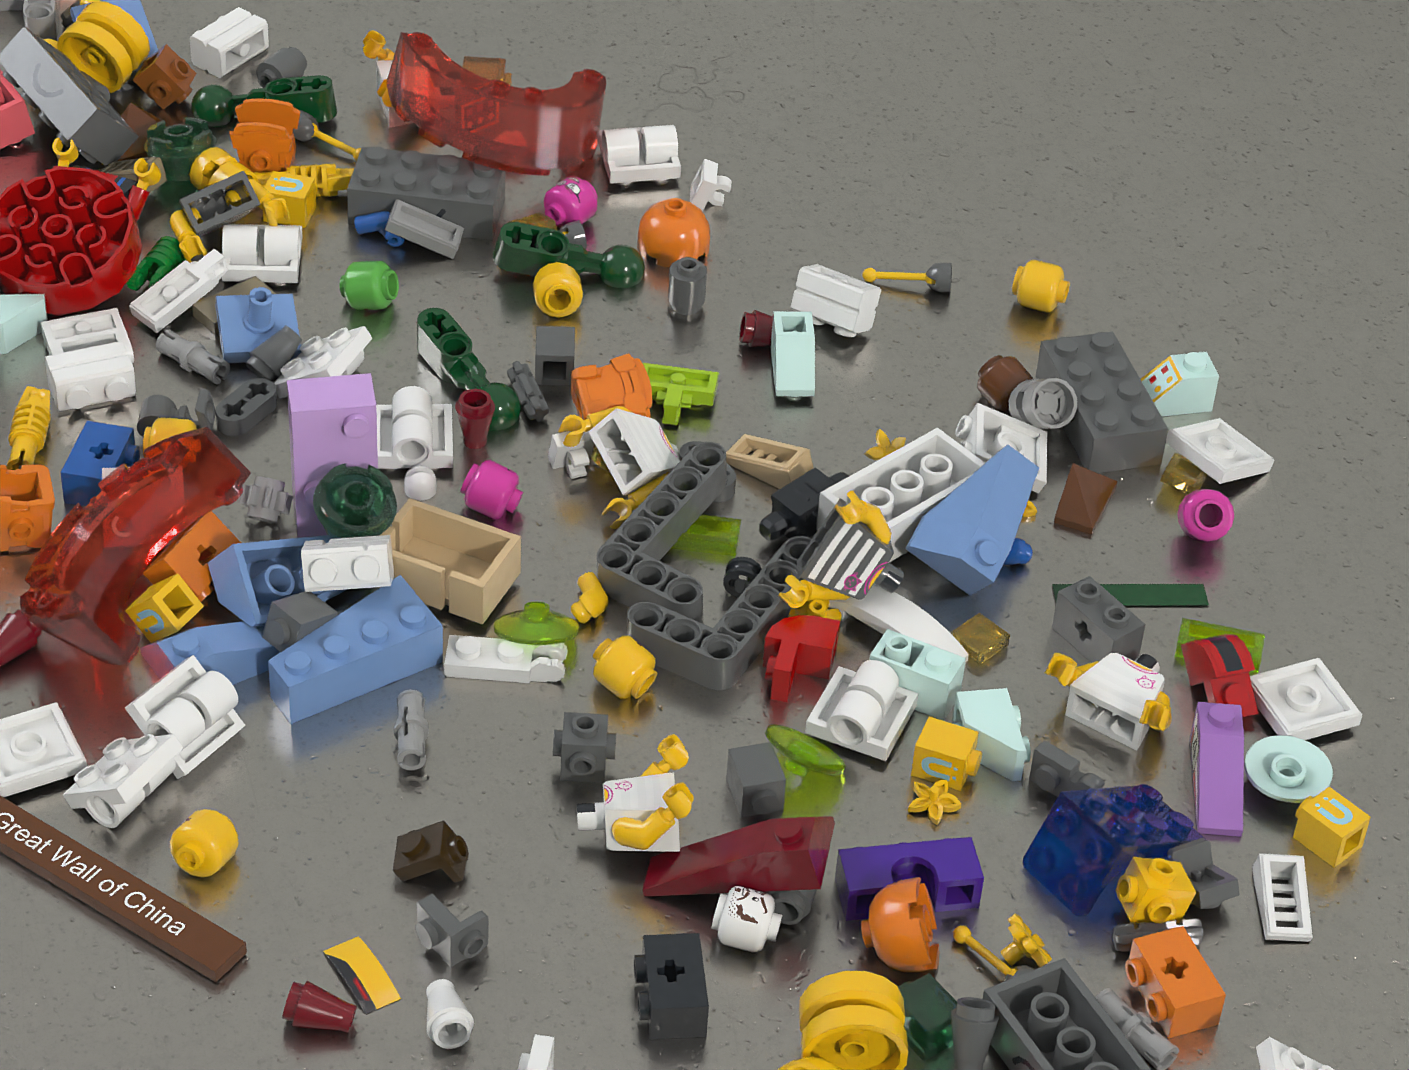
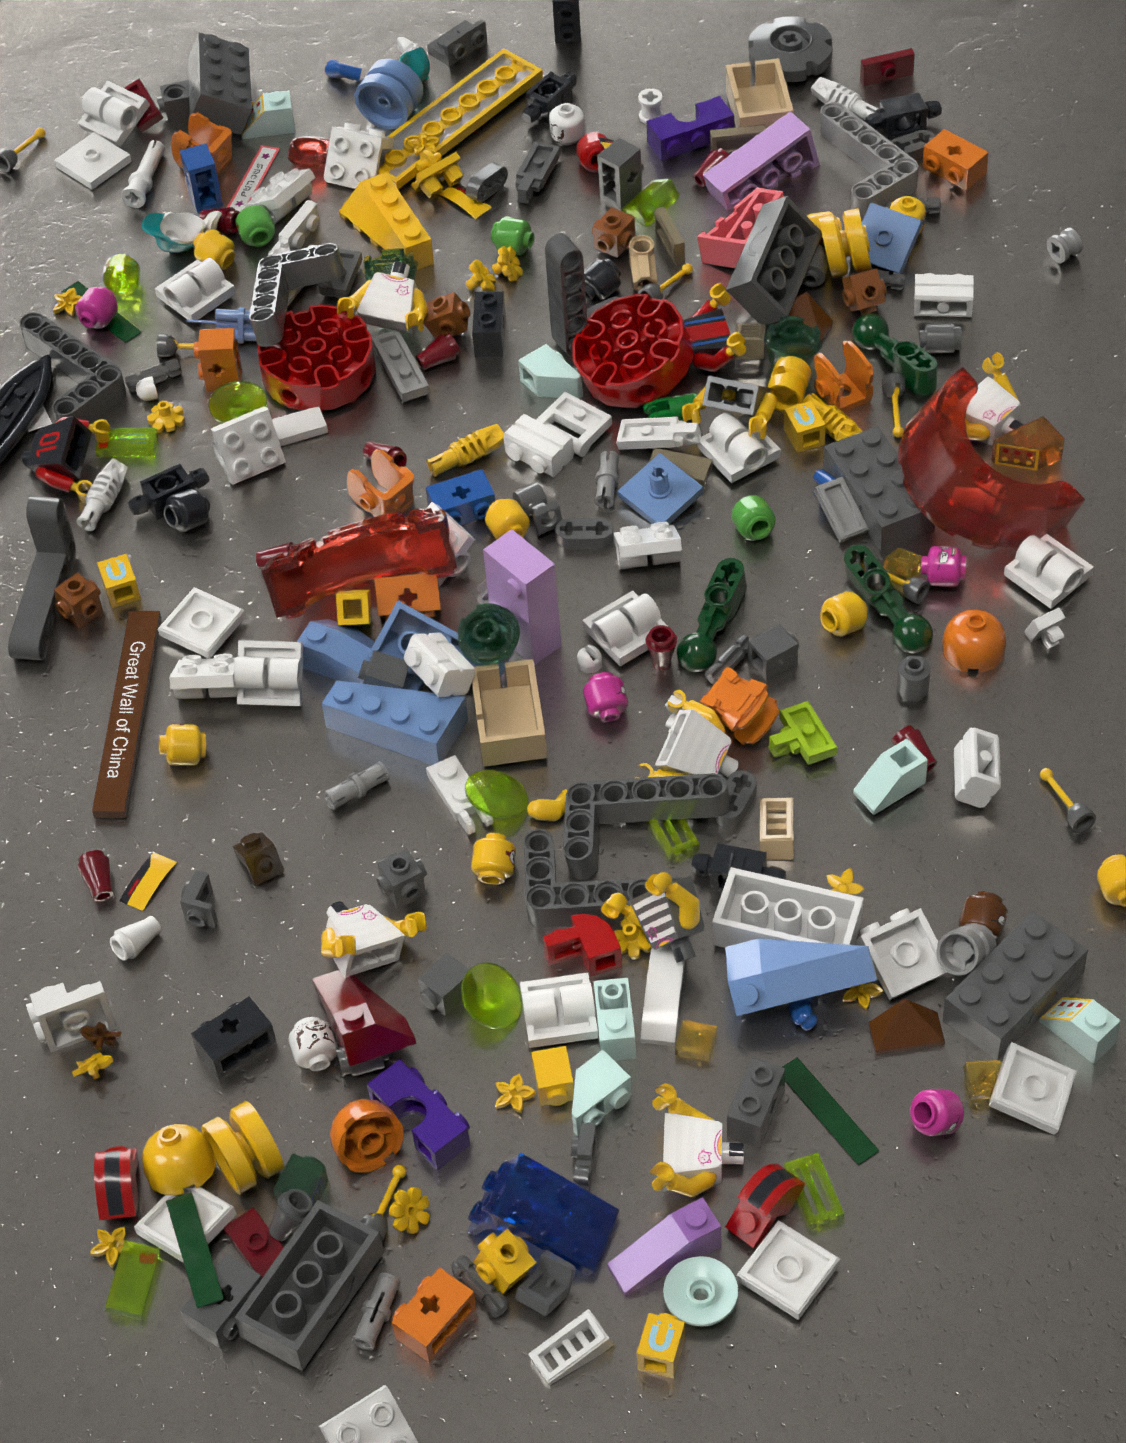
camera: 65 degrees right, 10 degrees up
(273, 354) = (635, 514): dark grey cone -> none
(740, 566) = (636, 870): black bush -> none

